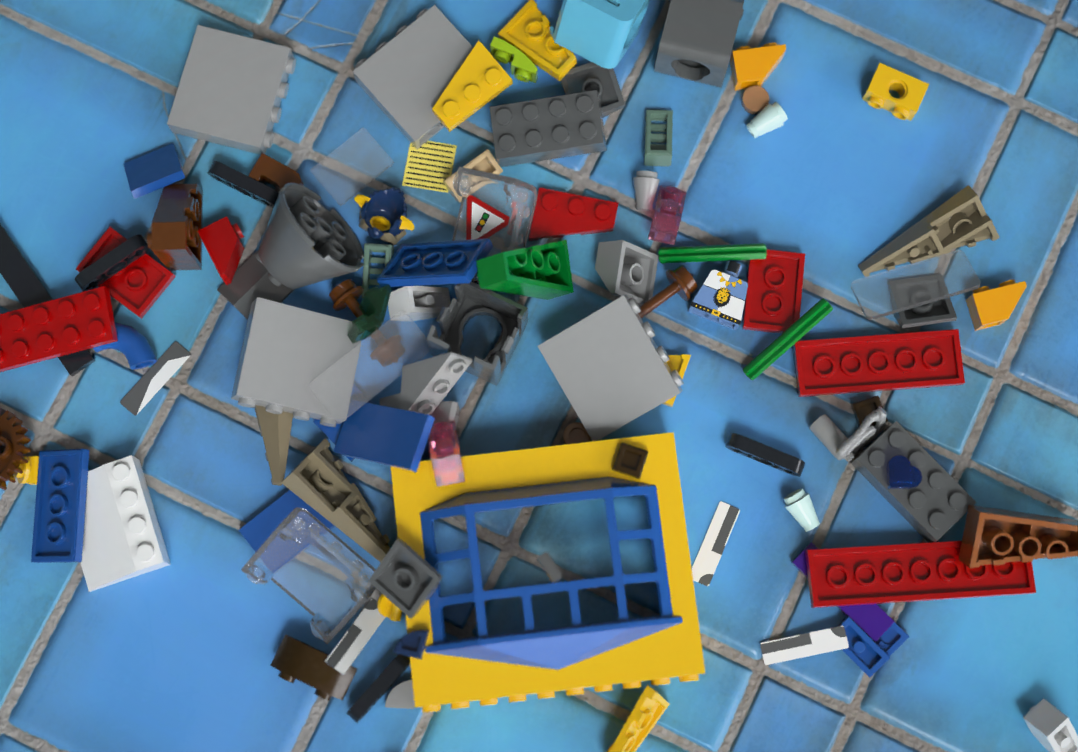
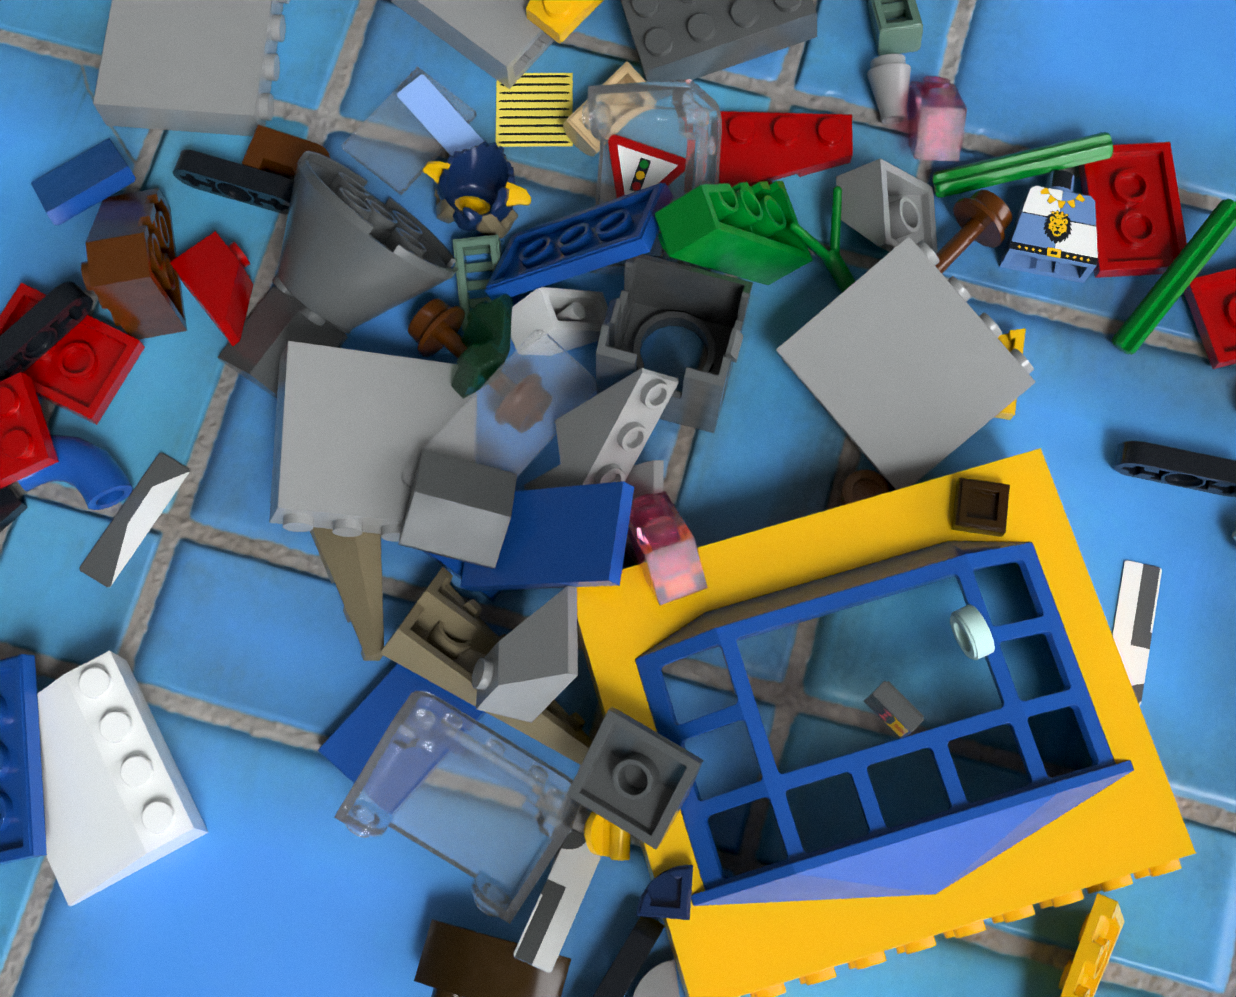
camera: 10 degrees left, 5 degrees down
(338, 409) = (458, 509): none -> slope
(362, 504) = (531, 662): none -> light grey slope
(372, 164) = (438, 116): none -> light blue sticker
(586, 291) = (831, 258): none -> green plant
(601, 533) = (972, 632): none -> light aqua tile

